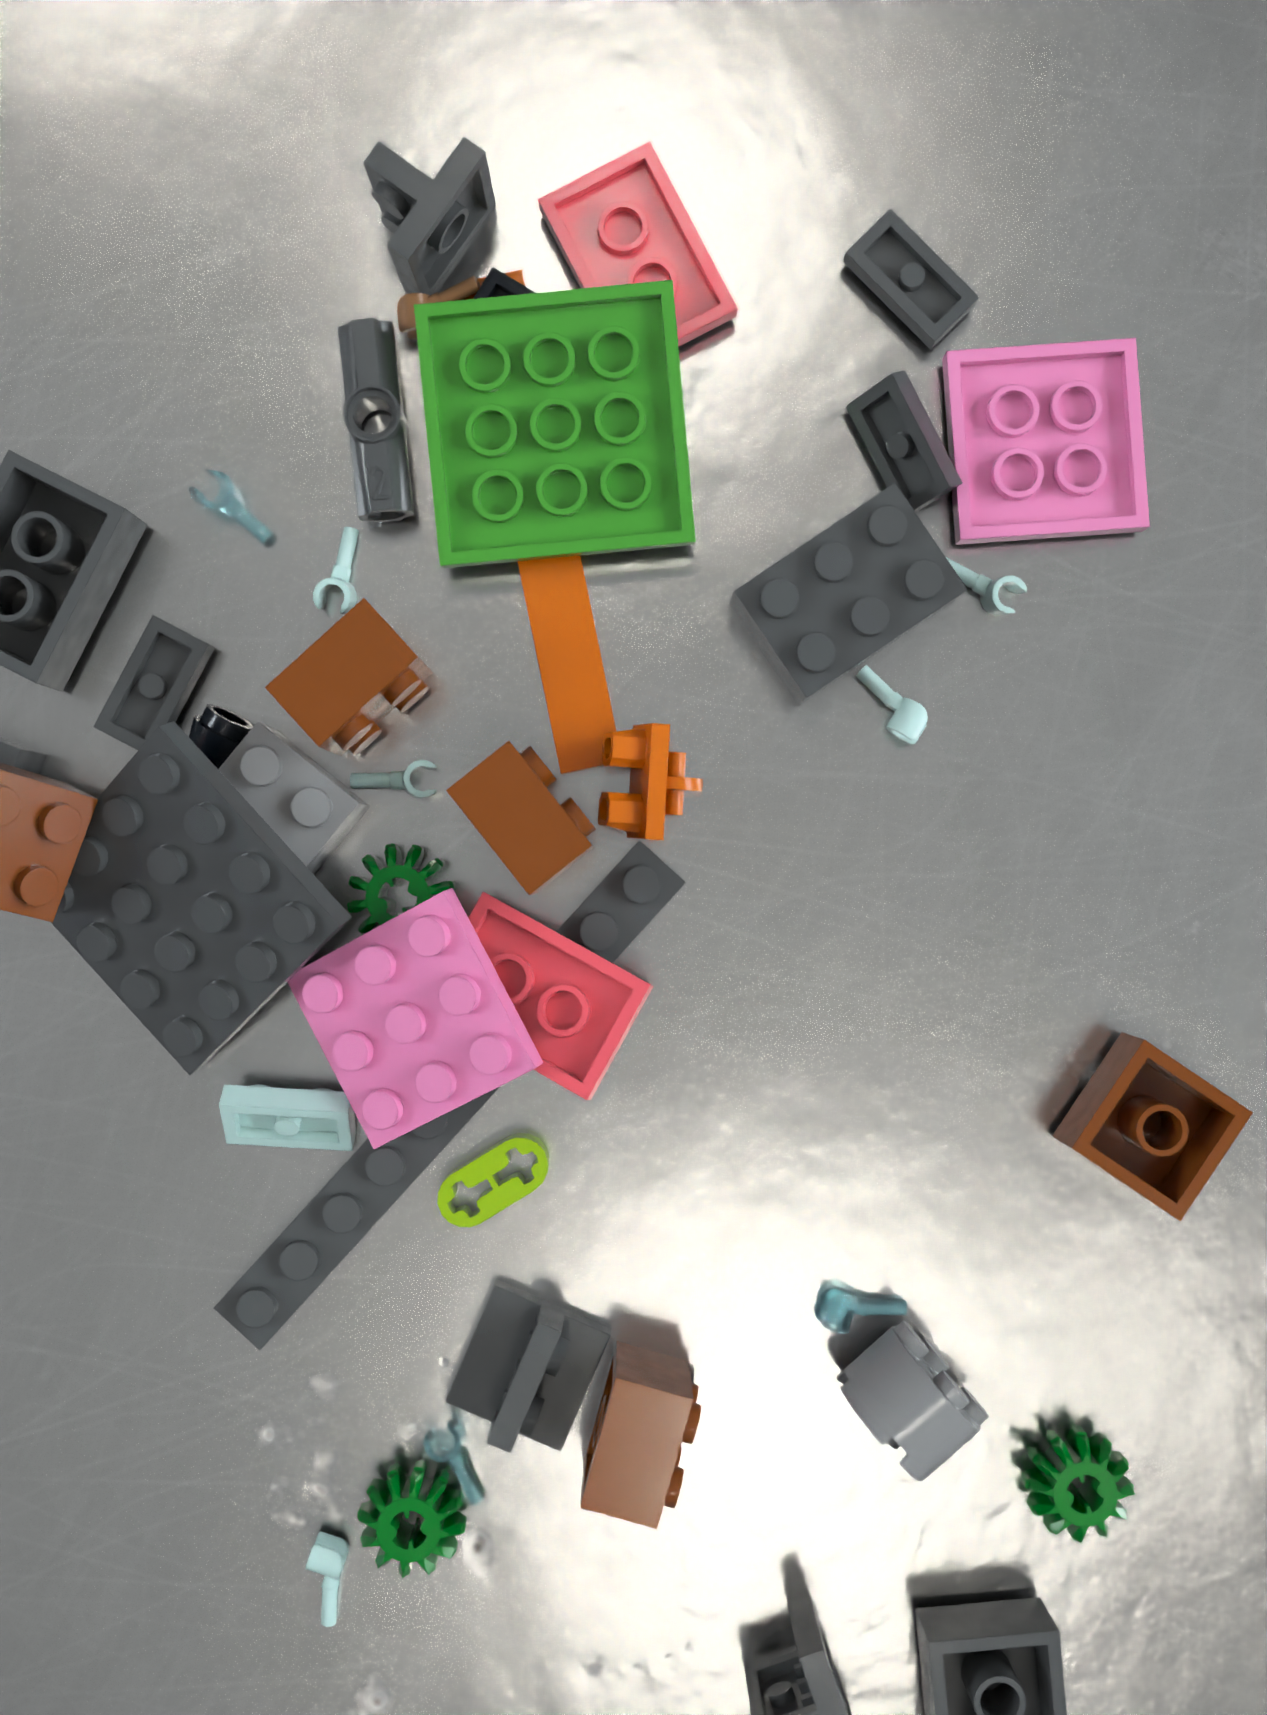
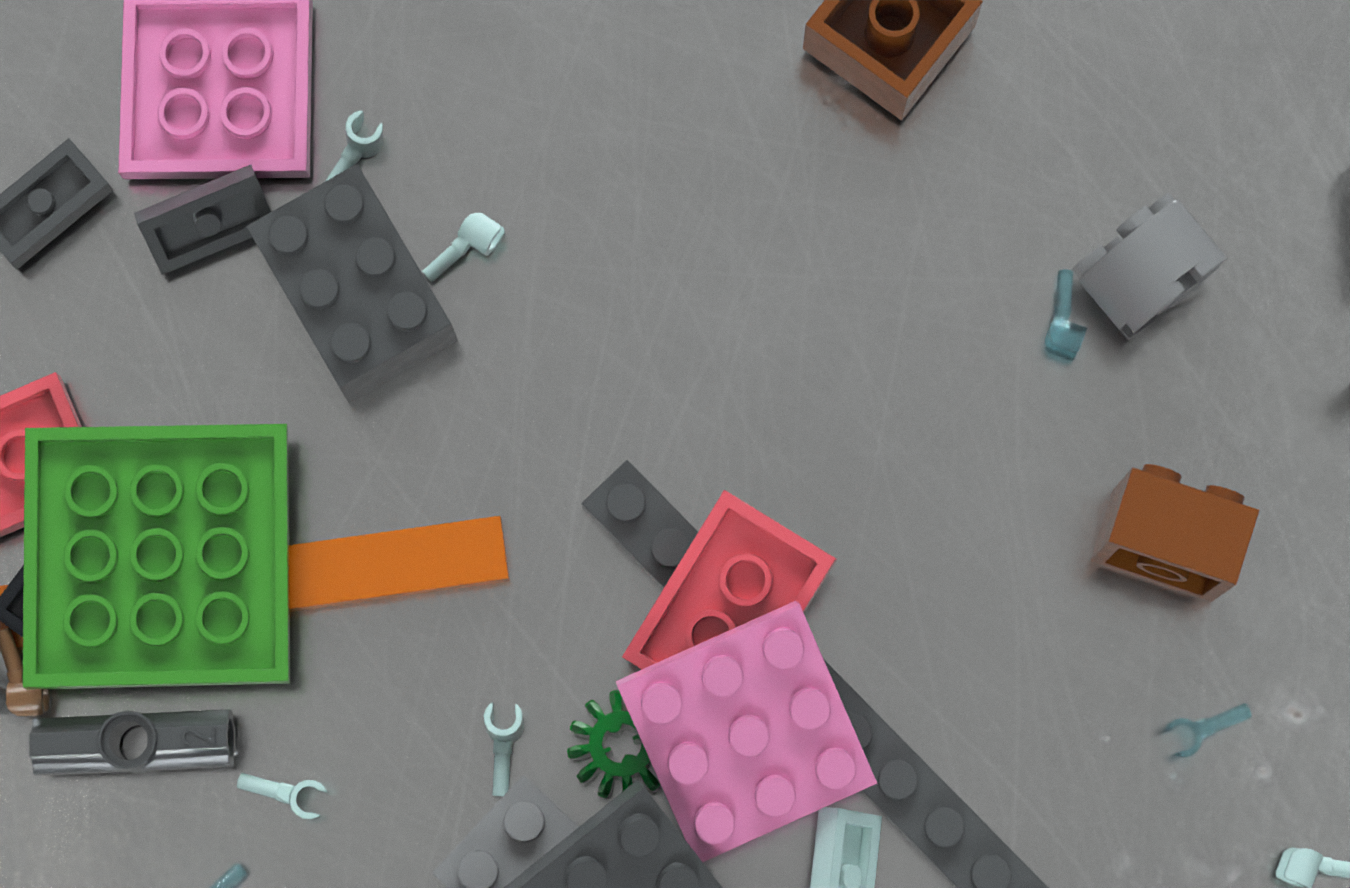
camera: 85 degrees left, 10 degrees down
(351, 681) = (396, 775): dark orange brick -> none
(409, 1541) = (1265, 798): green gear -> none
(502, 1192) = (932, 664): lime beam -> none
(521, 818) = (550, 607): dark orange brick -> none
(527, 1368) = (1111, 649): dark grey bracket -> none
(655, 781) = (522, 485): orange hips -> none
(1090, 1502) = (1258, 133): green gear -> none

